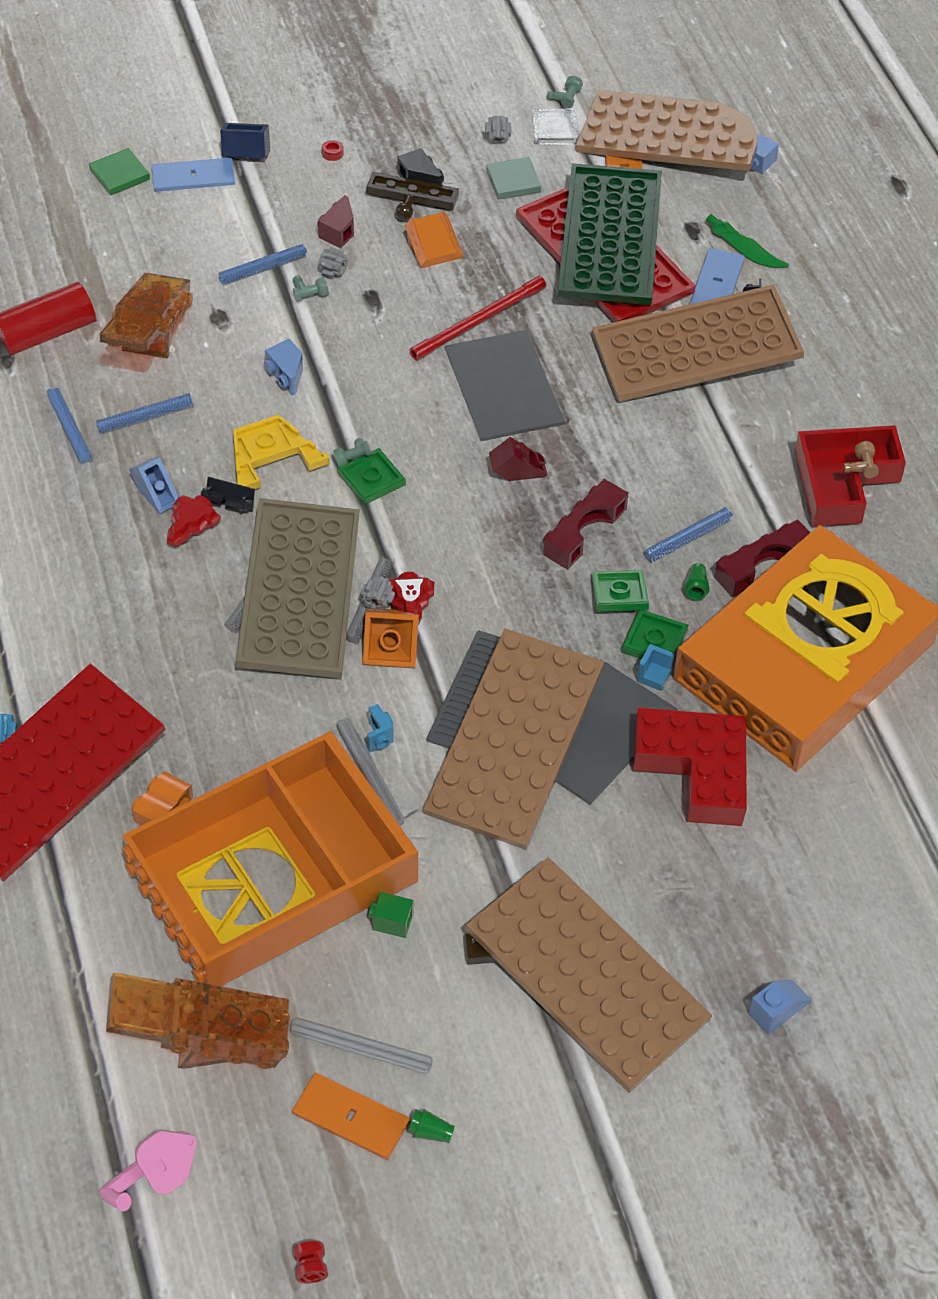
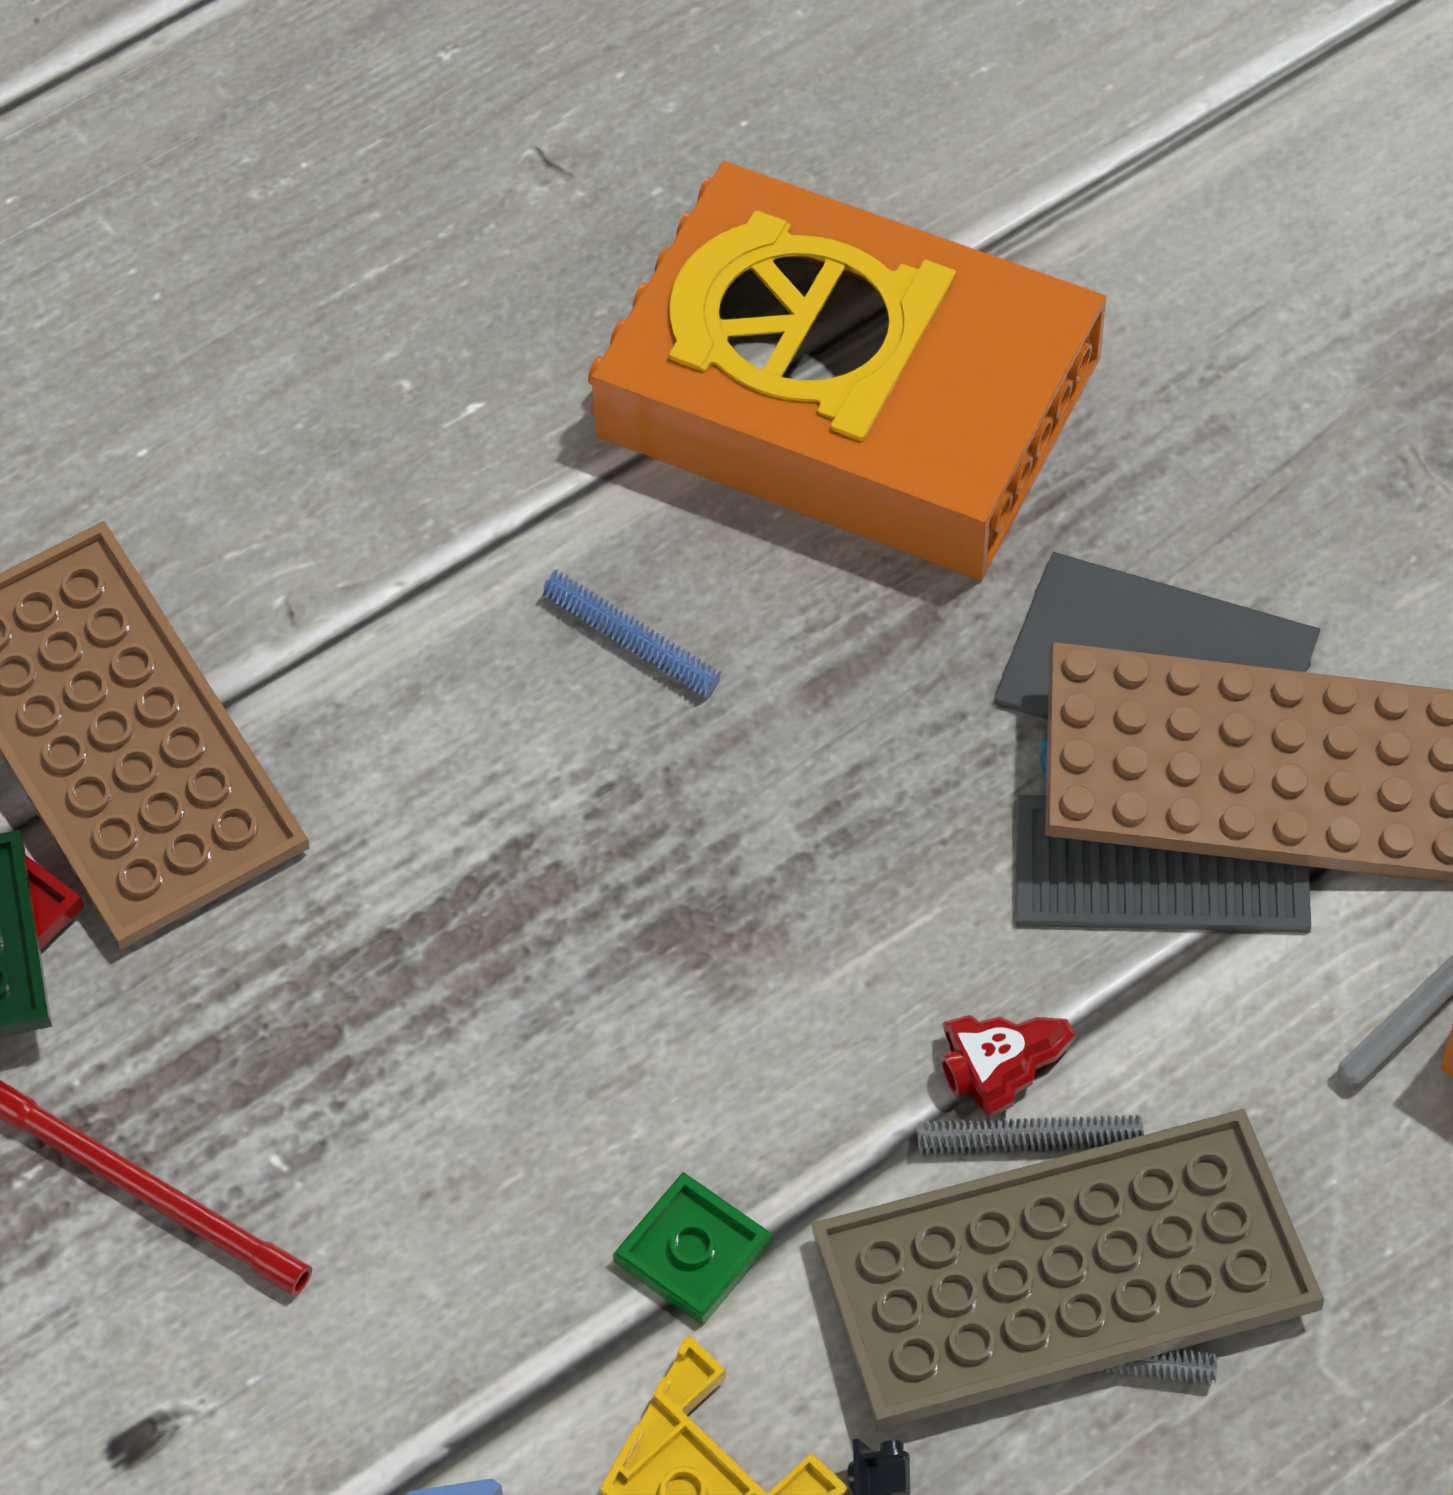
camera: 105 degrees left, 5 degrees up
(361, 448) = (647, 1279): sand green piece -> none
(377, 593) = (1034, 1099): light grey gear -> none
(383, 729) = (1345, 988): dark azure bracket -> none
(390, 638) = (1115, 1056): orange slope -> none
(504, 385) = (326, 1080): dark grey piece -> none
(517, 461) = (563, 969): dark red slope -> none
(602, 504) = (739, 825): dark red arch -> none
(620, 590) = (823, 705): green tile -> none
(654, 630) = (906, 626): green tile -> none
(655, 667) = (988, 602): dark azure panel -> none
(697, 583) = (749, 586): green cone -> none
(704, 748) = (1155, 462): red piece -> none
(738, 571) = (694, 524): dark red arch -> none
(836, 495) = (385, 428): red piece -> none
(863, 451) = (397, 346): medium nougat piece -> none

